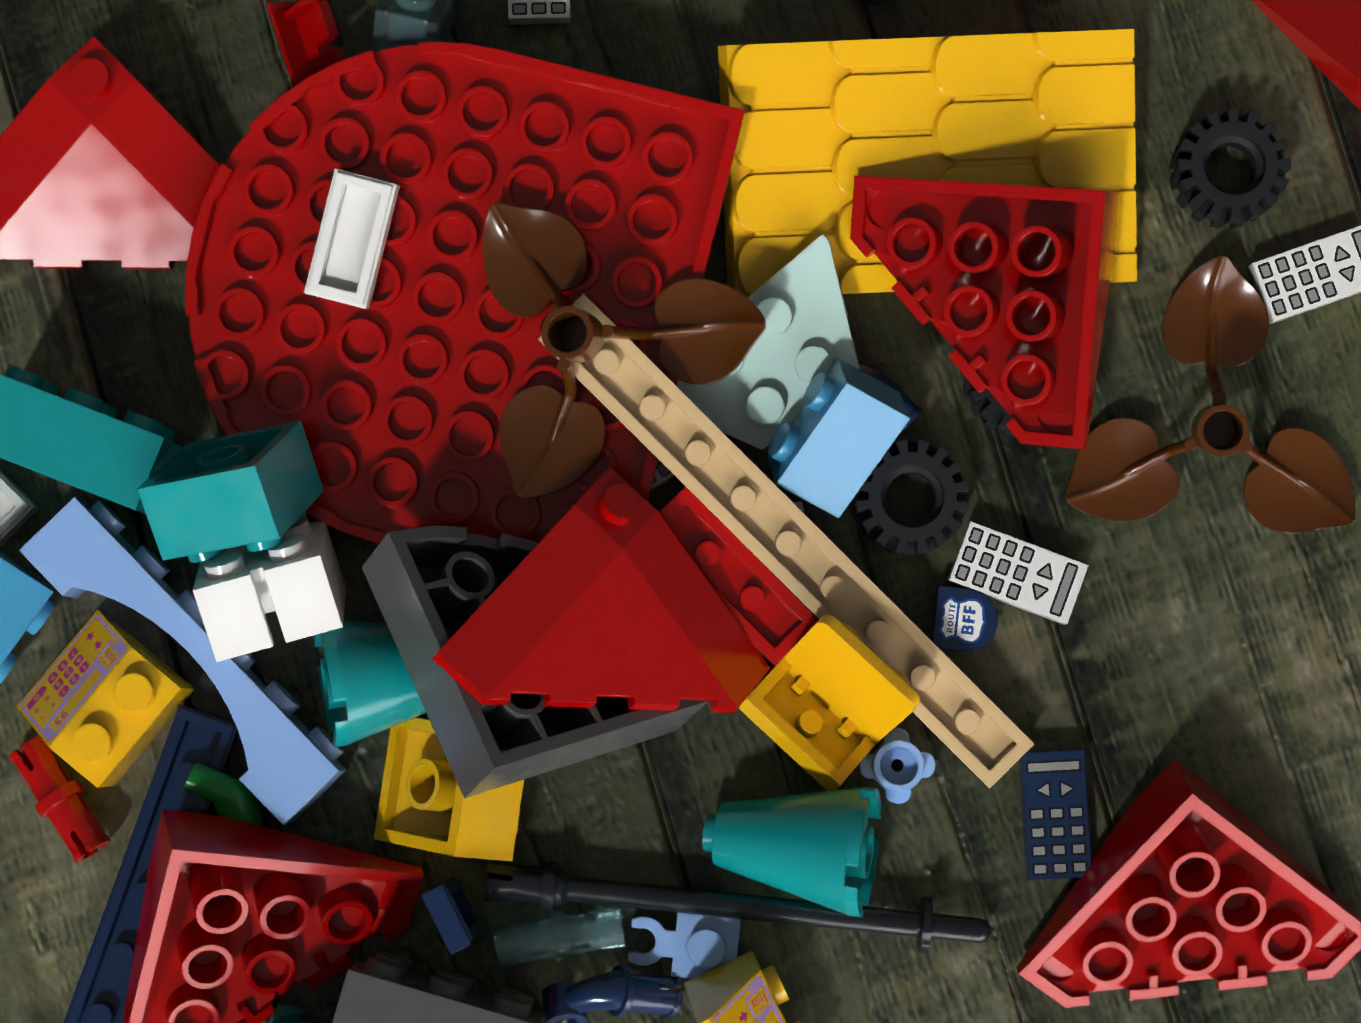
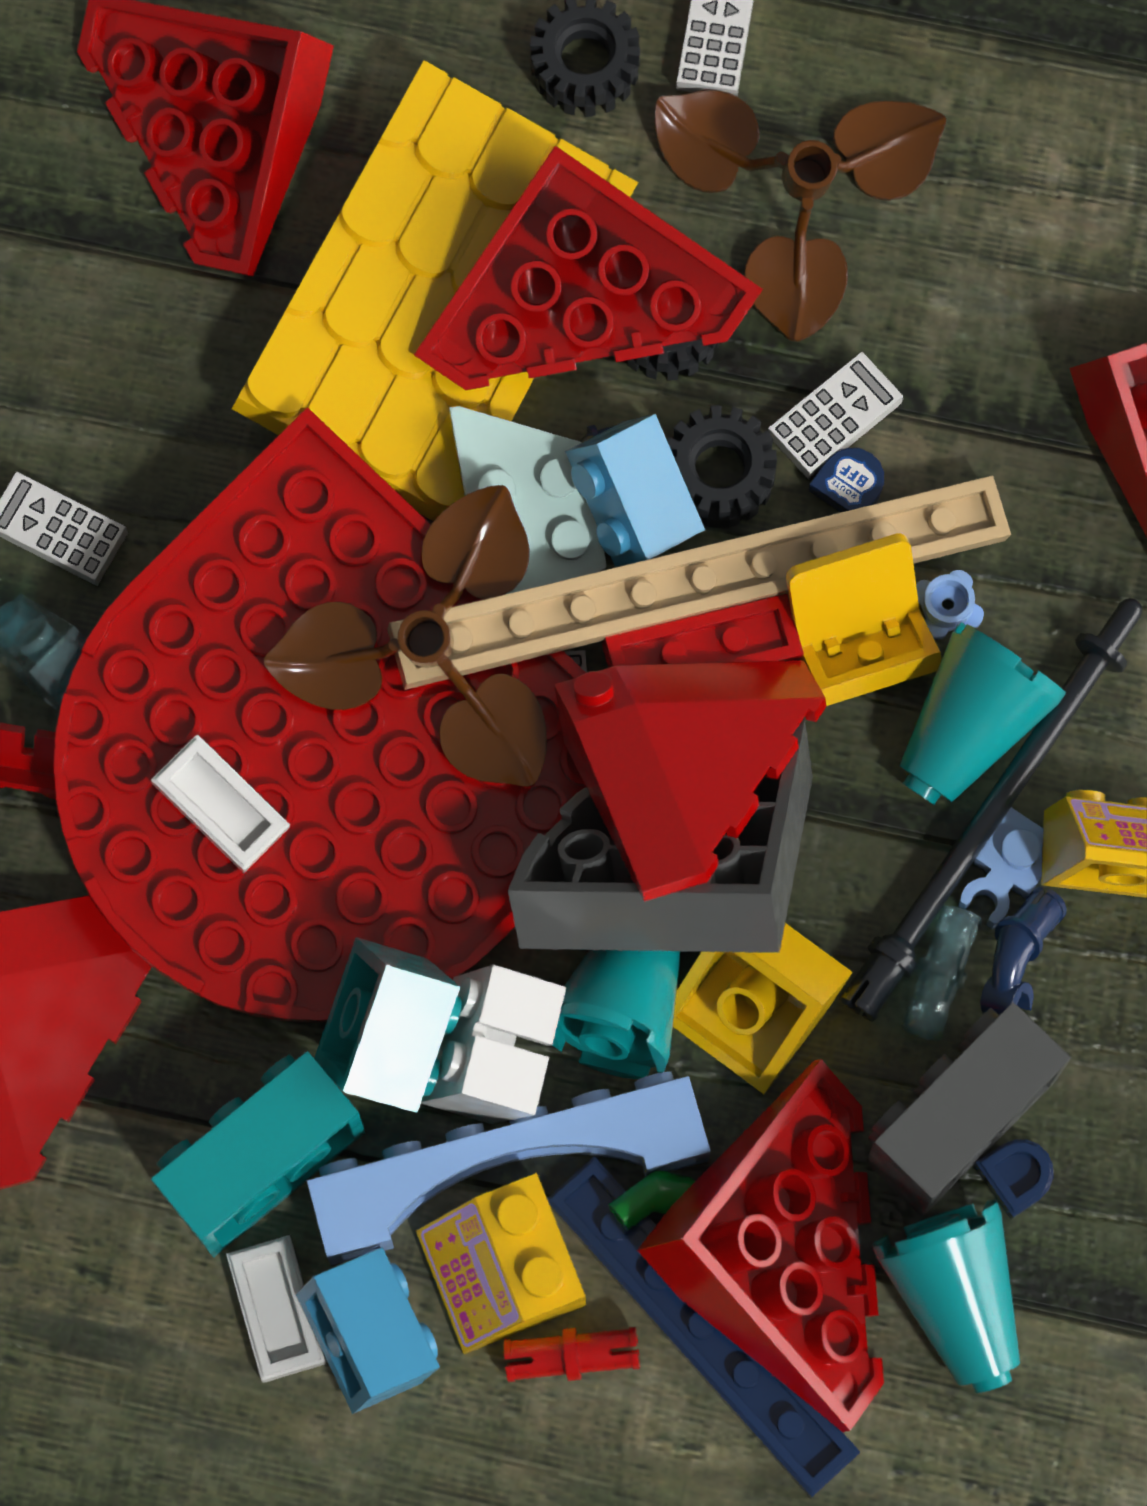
camera: 60 degrees left, 10 degrees down
(453, 914) = (873, 1042): dark blue tile -> none
(1055, 814) = (1063, 496): tile -> none

